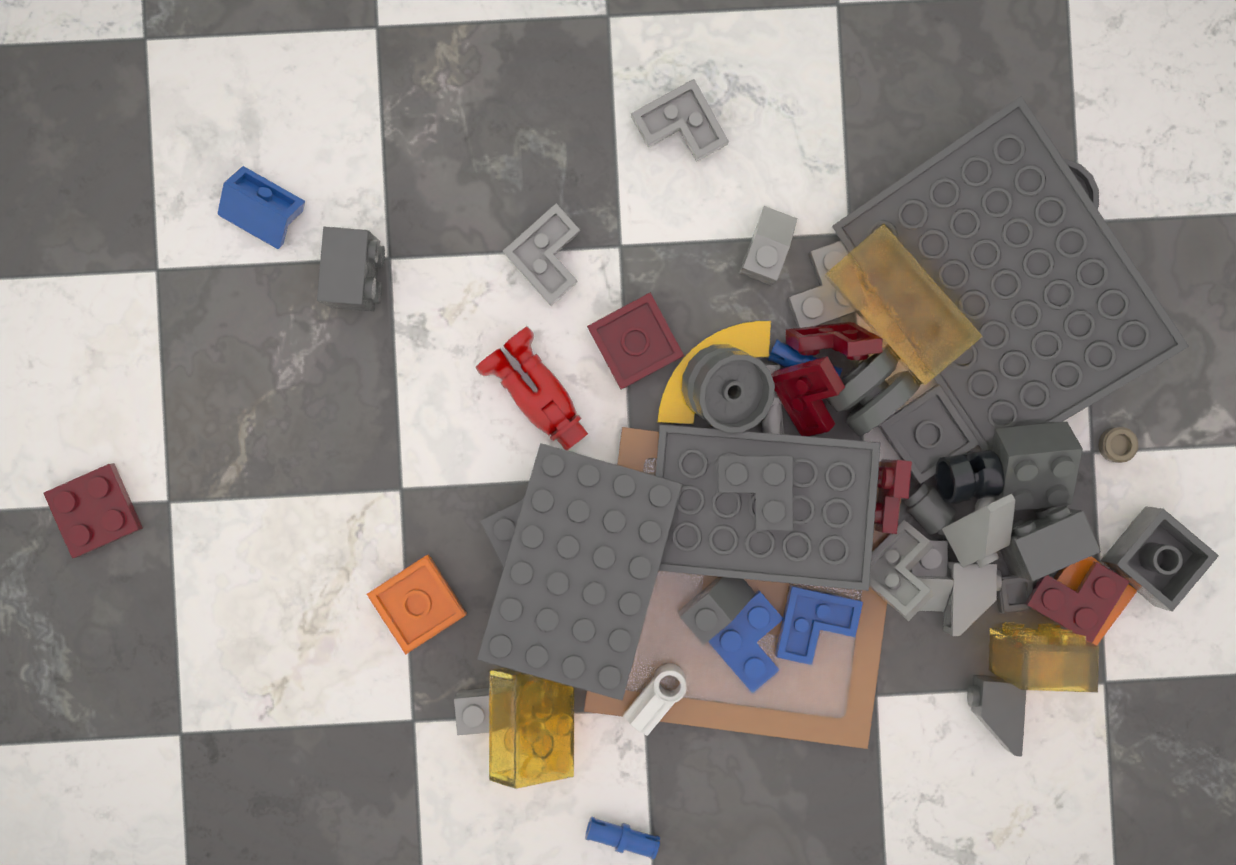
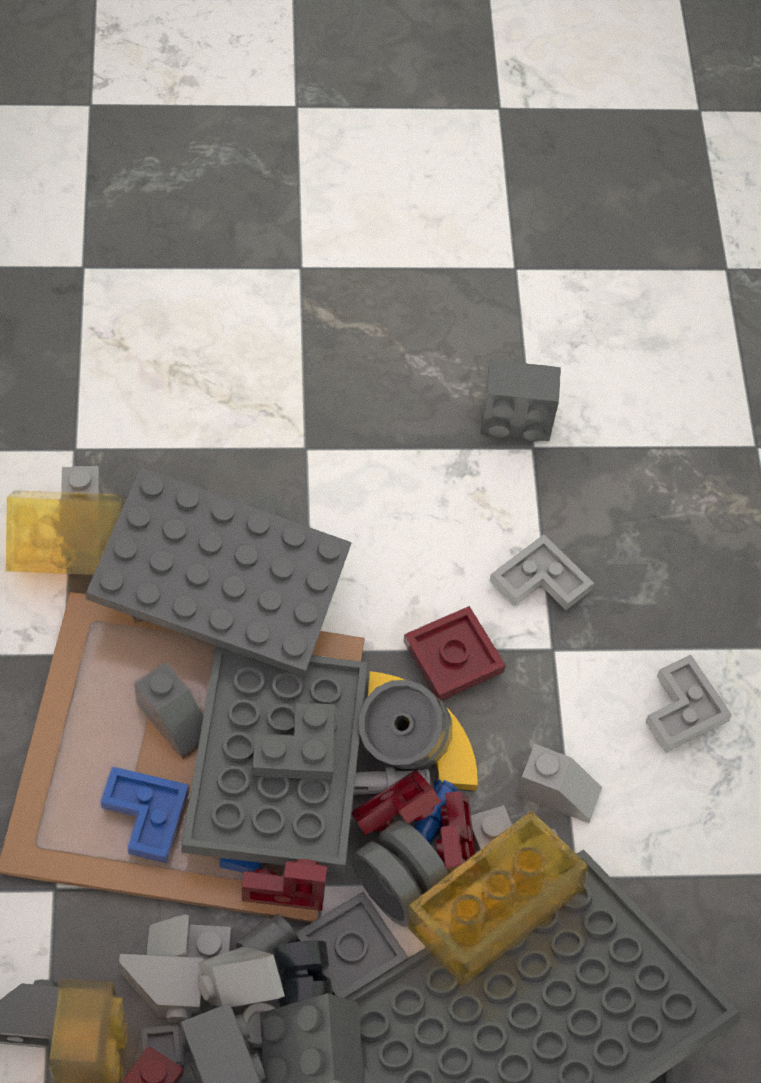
camera: 85 degrees right, 30 degrees down
(93, 510) = (295, 211): dark red plate -> none
(259, 206) = (579, 342): blue panel -> none
(417, 604) = (193, 450): orange plate -> none
(547, 408) = (388, 570): red piece -> none
(654, 700) = (78, 650): white piece -> none
(739, 641) = (129, 735): blue plate -> none
(891, 570) = (202, 886): light grey plate -> none

